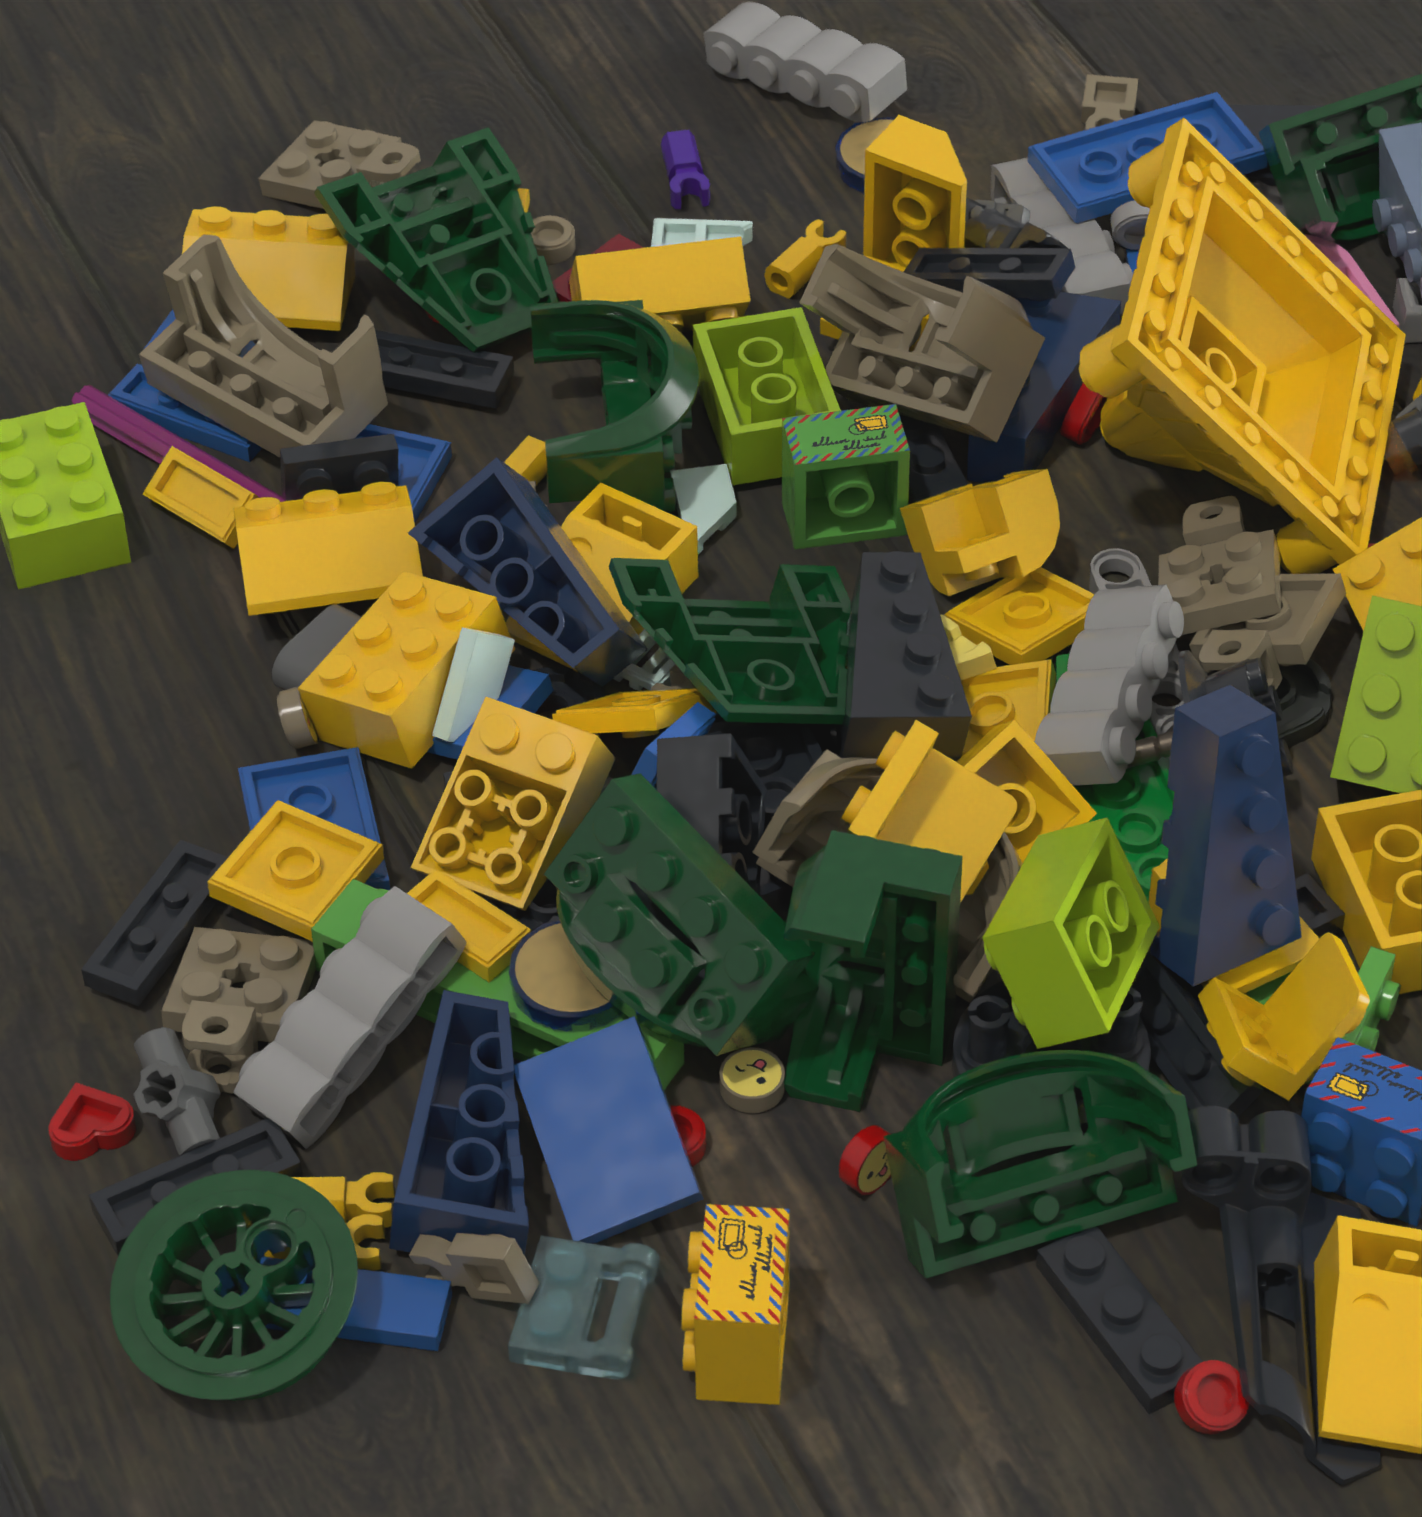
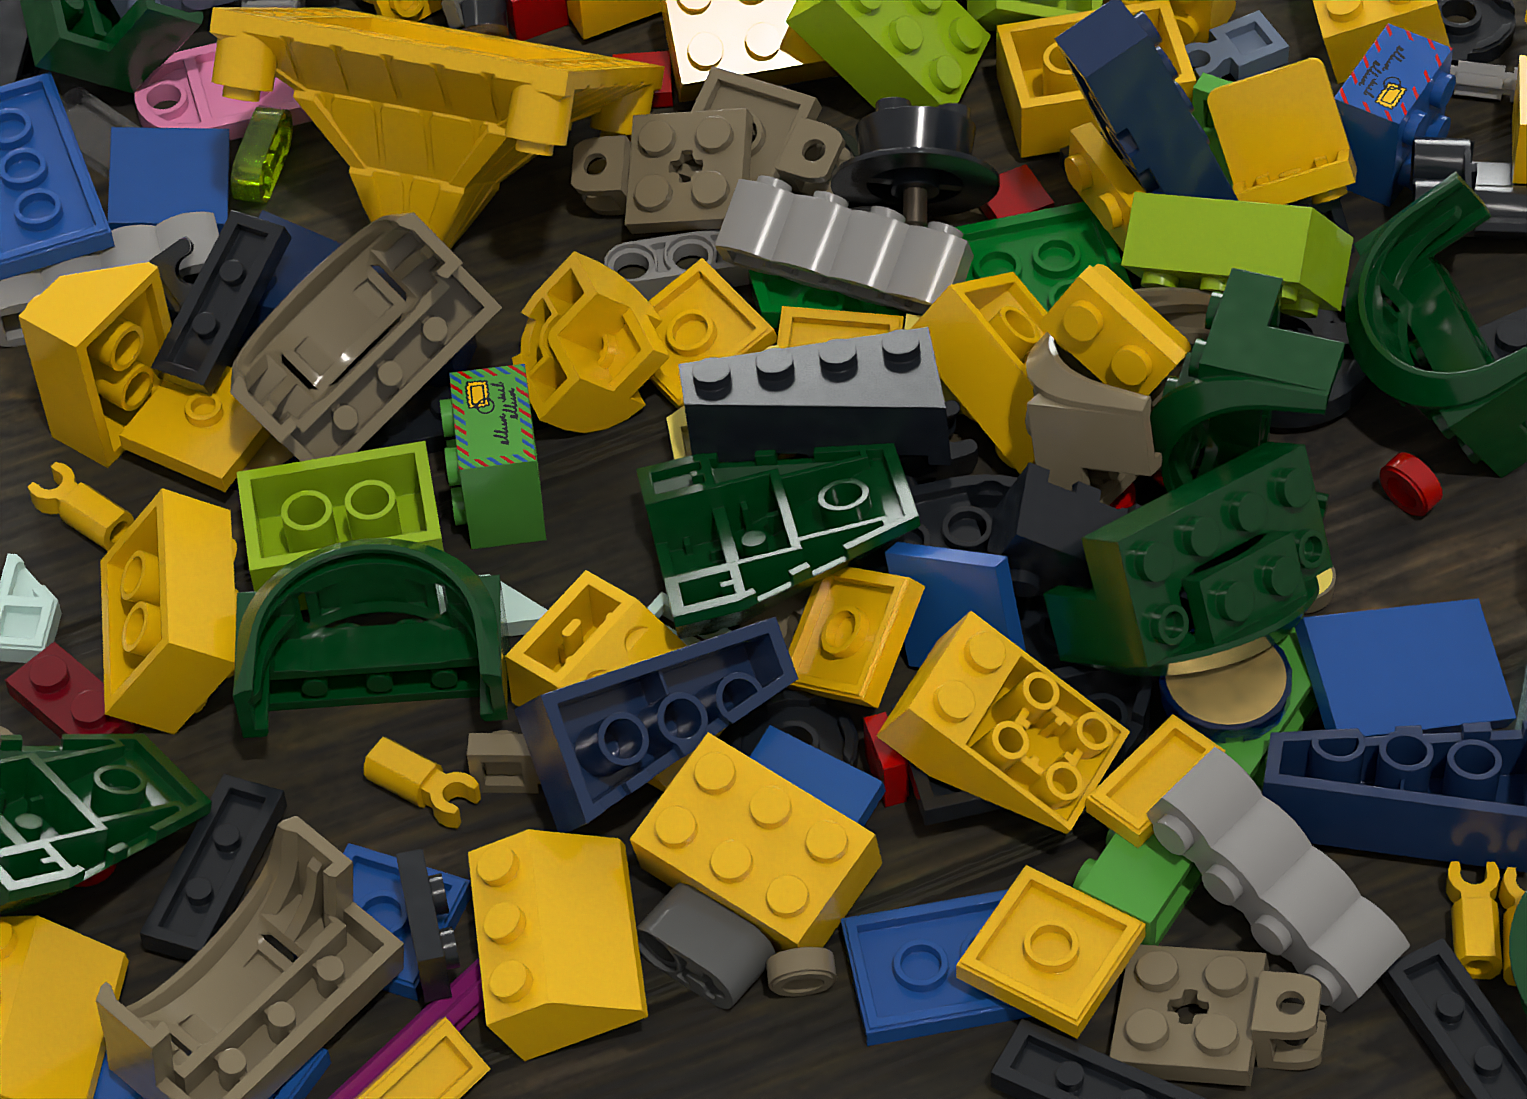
camera: 85 degrees left, 5 degrees up
(175, 1091) = (1341, 1056): dark grey axle -> none
(475, 672) = (783, 759): light aqua tile -> none
(1129, 224) = (134, 192): light grey tile -> none

